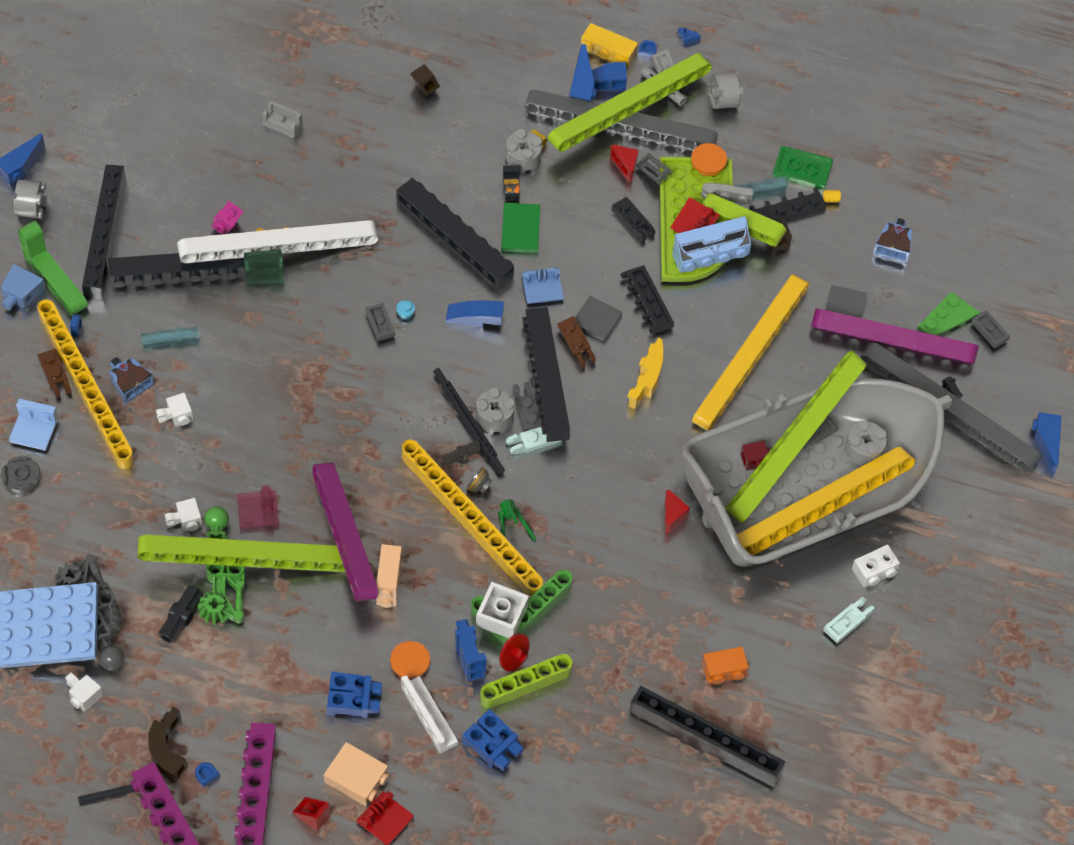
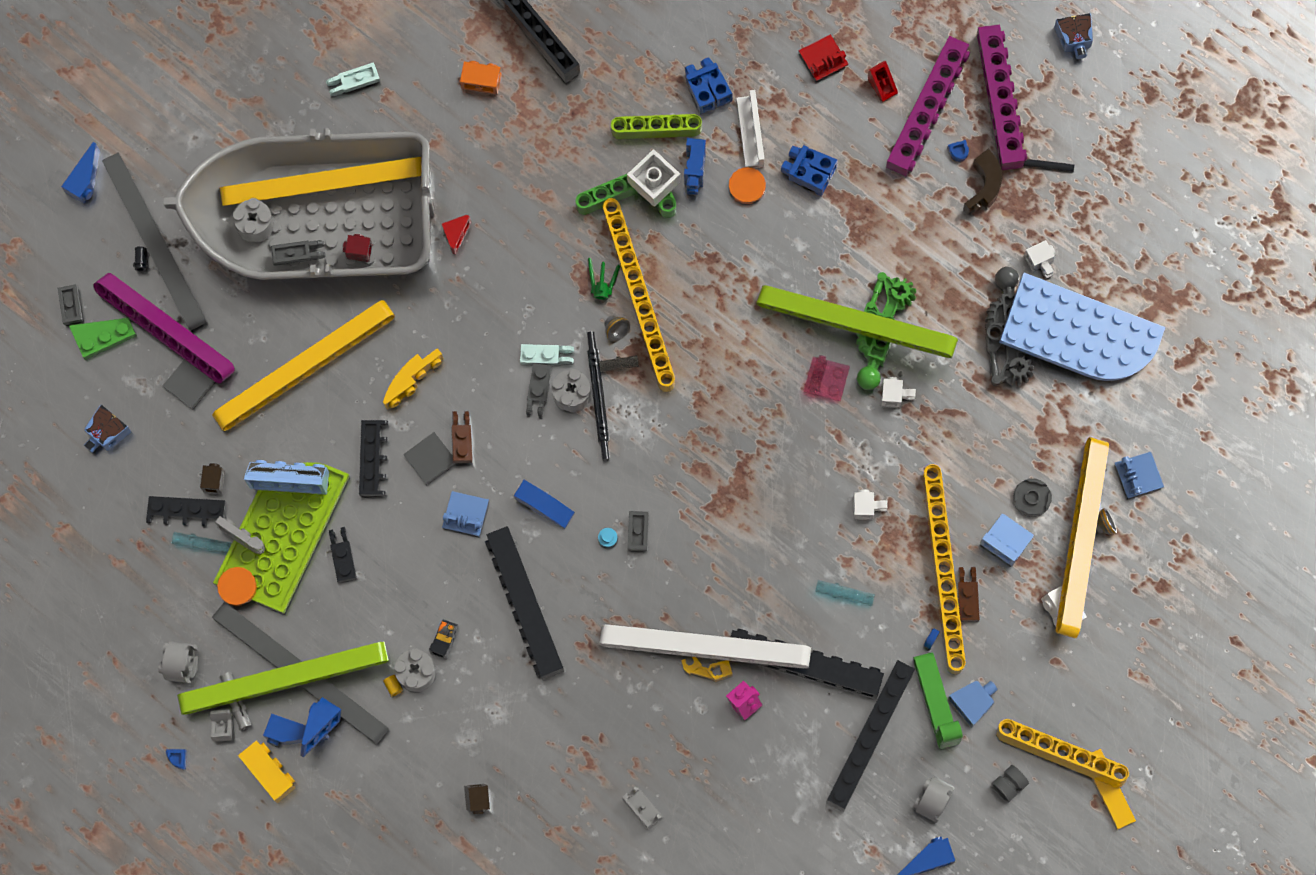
camera: 150 degrees left, 15 degrees up
(130, 378) = (899, 558): torso -> none
(180, 614) = (932, 299): black piece -> none
(264, 267) = (728, 626): clear green slope -> none
(345, 532) = (759, 314): magenta beam -> none
(356, 774) = (833, 99): light nougat brick -> none
(389, 575) = (736, 258): light nougat brick -> none
(514, 652) = (655, 144): red piece -> none
(520, 228) = (456, 588): green tile -> none
(547, 374) = (506, 408): black brick -> none
(625, 159) = (317, 621): red slope -> none
(647, 49) = (227, 756): blue tile -> none
(661, 176) = (299, 582): dark grey tile -> none
(694, 216) = (288, 514): red hinge -> none
(759, 226) = (242, 497): lime beam -> none
(795, 436) = (314, 238): lime beam -> none
(803, 167) = (146, 551): green tile -> none
(832, 196) = (137, 505): yellow hinge -> none
(876, 566) = (305, 116): white brick -> none

